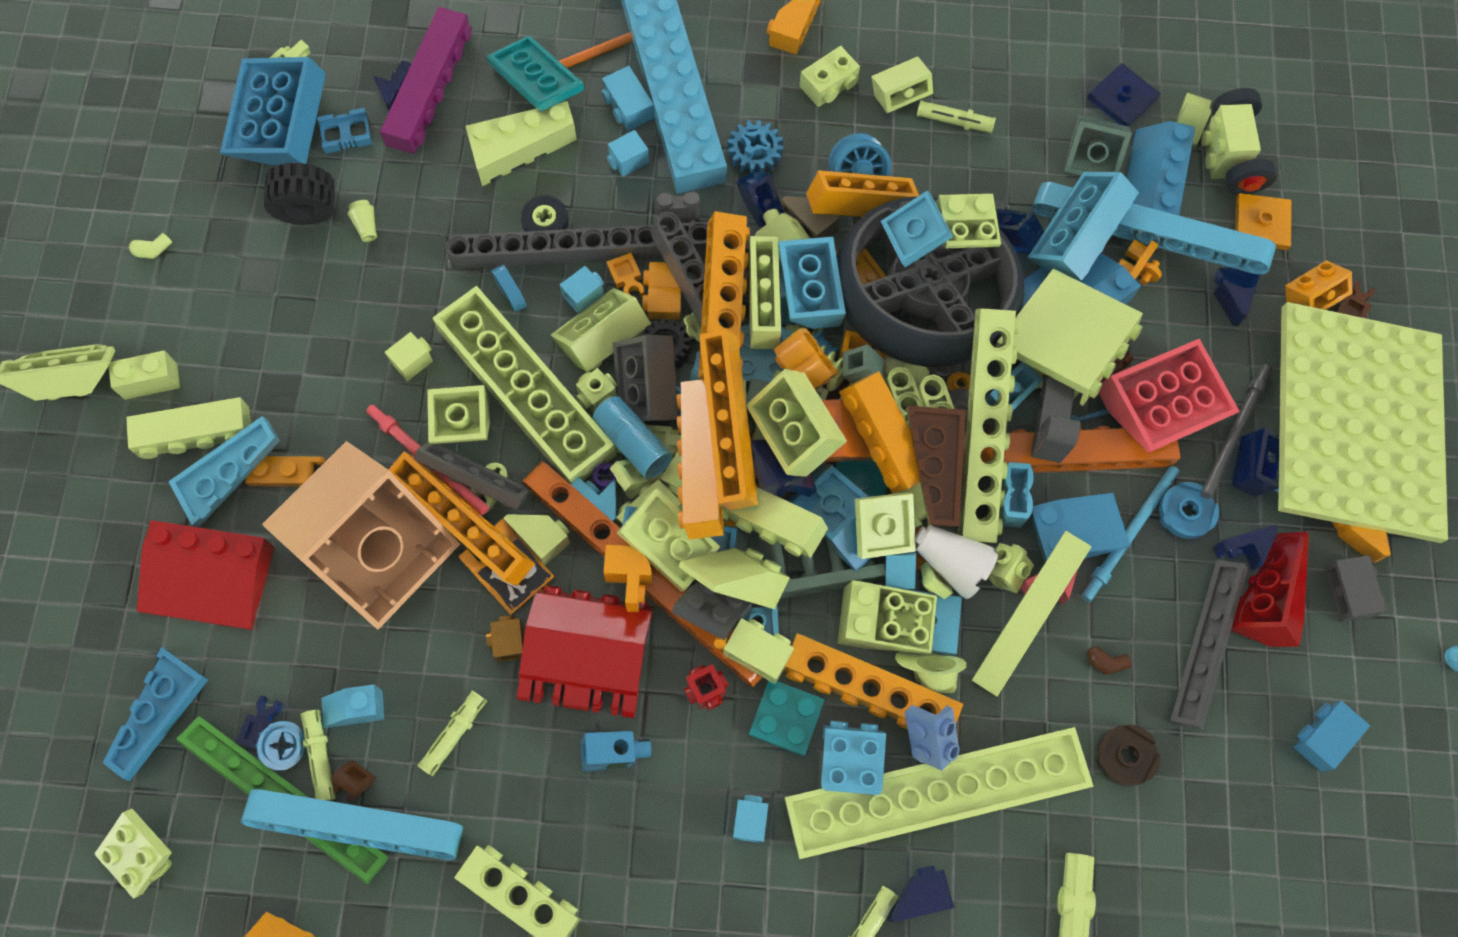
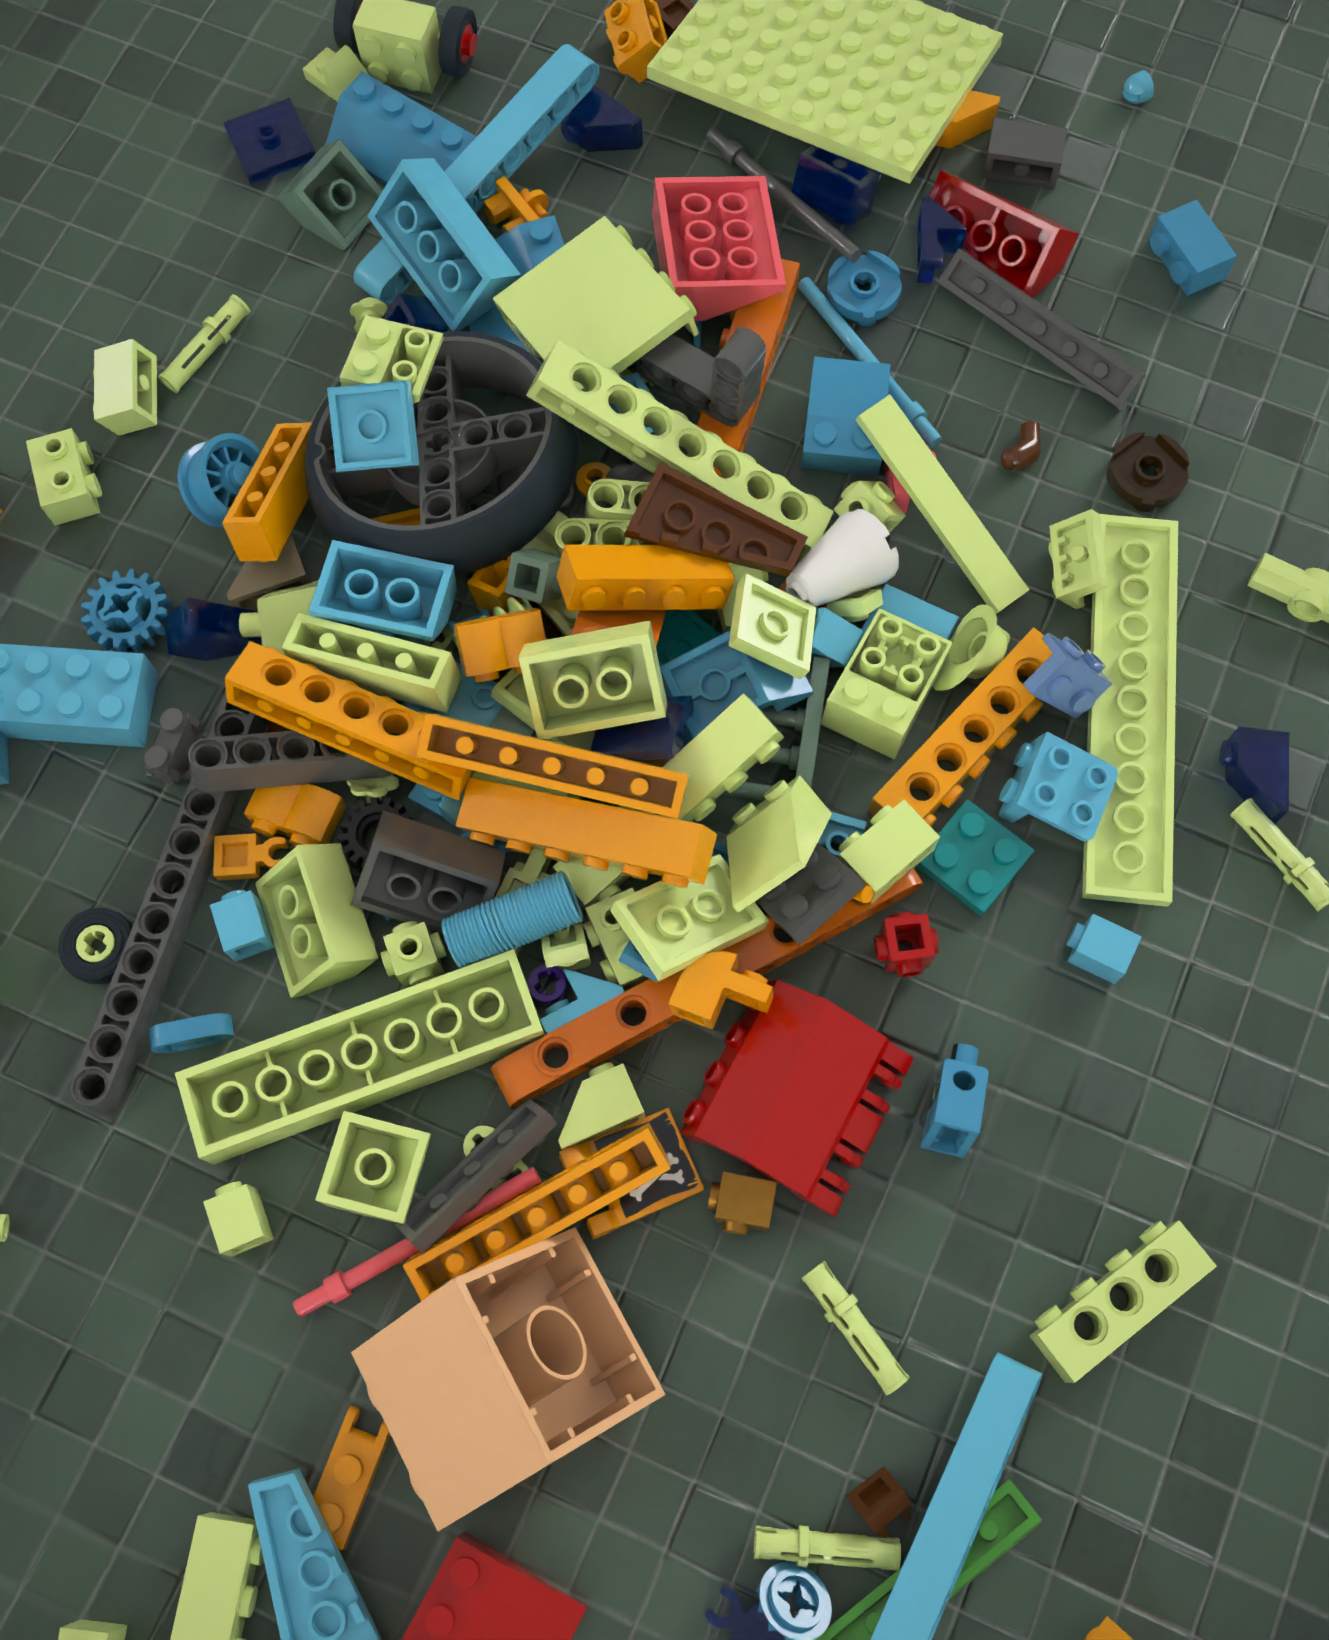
camera: 65 degrees left, 0 degrees up
(353, 706) = (768, 1474): medium azure slope -> none
(627, 153) = (50, 789): medium azure brick -> none
(1018, 500) = (789, 460): medium azure brick -> none
(1019, 201) = (367, 306): none -> yellowish green plate
(1030, 720) = (1077, 558): none -> yellowish green bracket
(1264, 218) = (512, 57): light orange plate -> none

